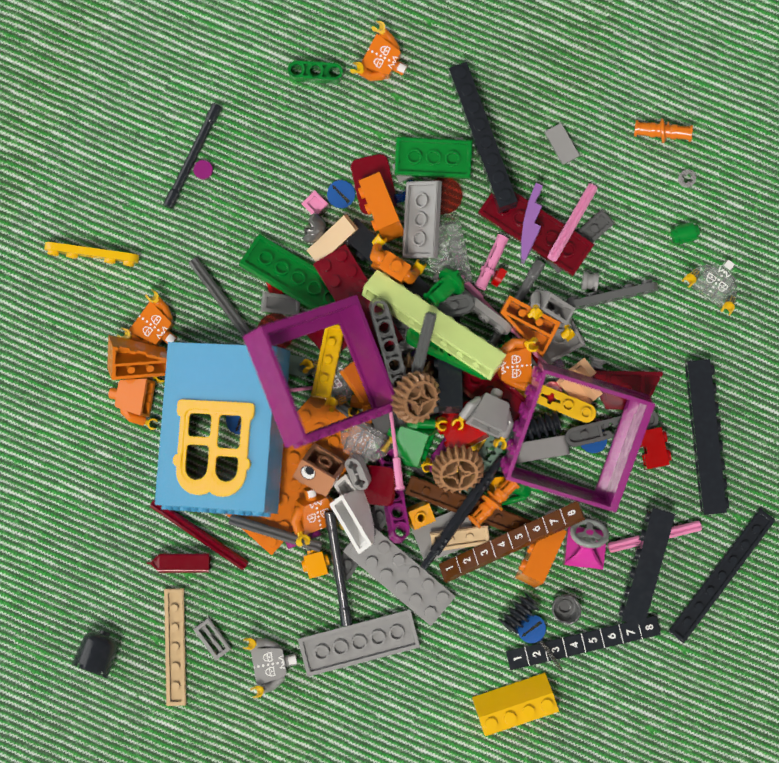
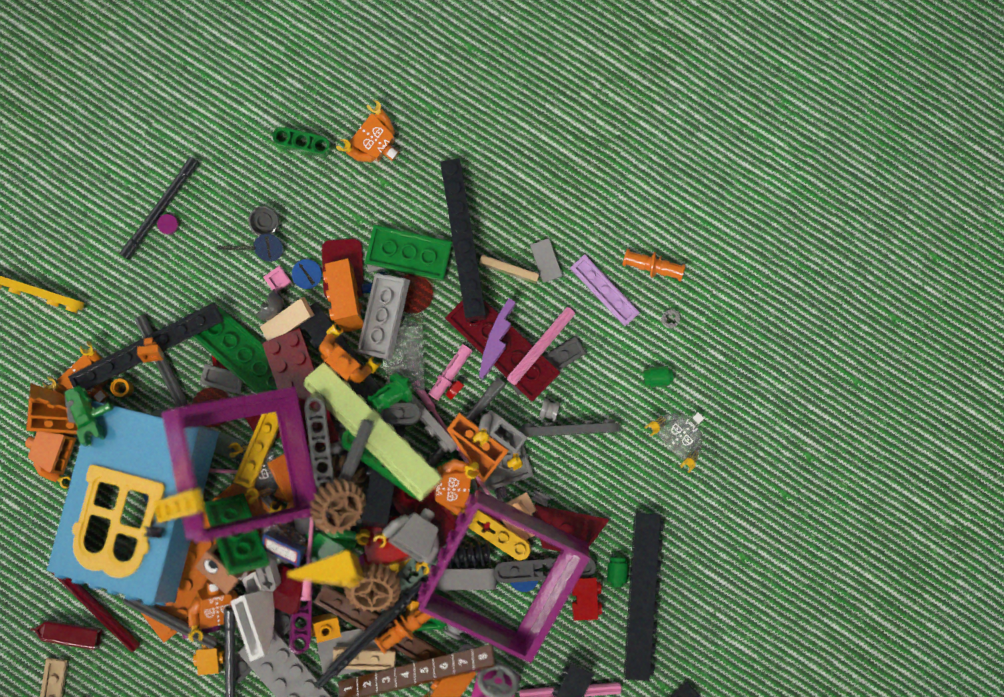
camera: 10 degrees right, 0 degrees up
(163, 355) = (84, 415): none -> green piece
(184, 323) = (129, 388): none -> light orange beam
(207, 286) = (166, 339): none -> black tile
(214, 287) = (150, 351): none -> orange tile
(252, 447) = (153, 532): none -> black bush
(275, 416) = (178, 506): none -> yellow tile
(293, 151) = (263, 220): none -> dark grey hair
(299, 175) = (265, 246): none -> clear smoke piece
(331, 452) = (239, 551): none -> green tile
(369, 445) = (283, 547): none -> slope
(422, 456) = (336, 570): none -> yellow slope
(529, 157) = (508, 269): none -> tan tile
(537, 499) = (453, 632): none -> light grey bush
(621, 162) = (604, 290): none -> lavender tile
(679, 418) = (617, 571): none -> green brick

